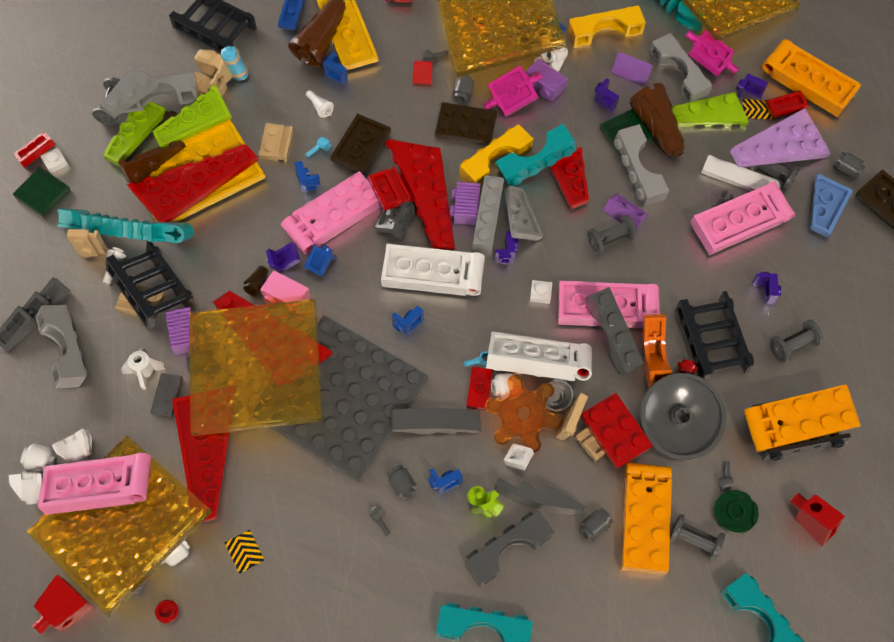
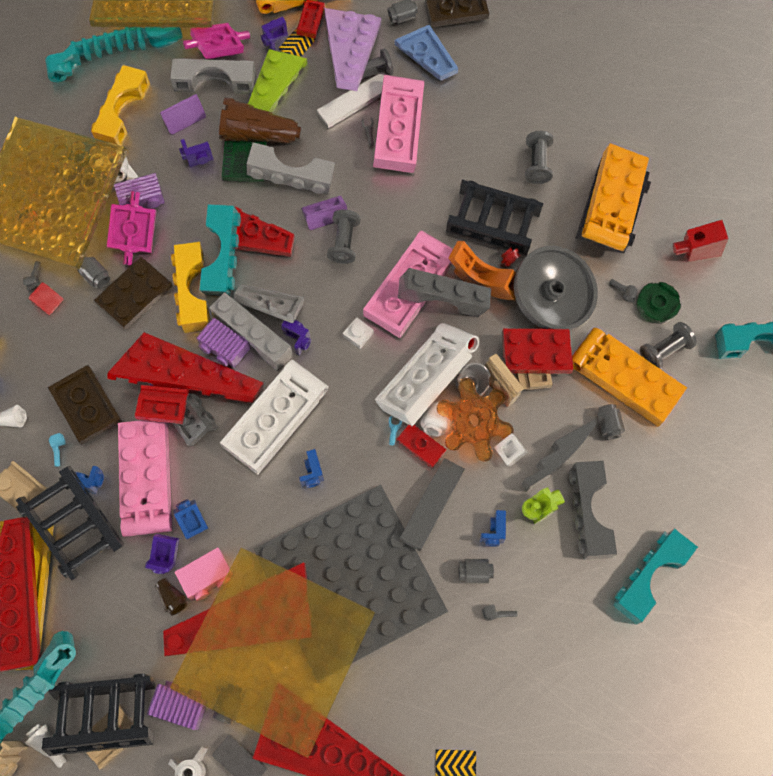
camera: 60 degrees left, 5 degrees up
(281, 198) = (82, 500): none -> black fence
(770, 284) = (477, 144): dark purple bracket -> none

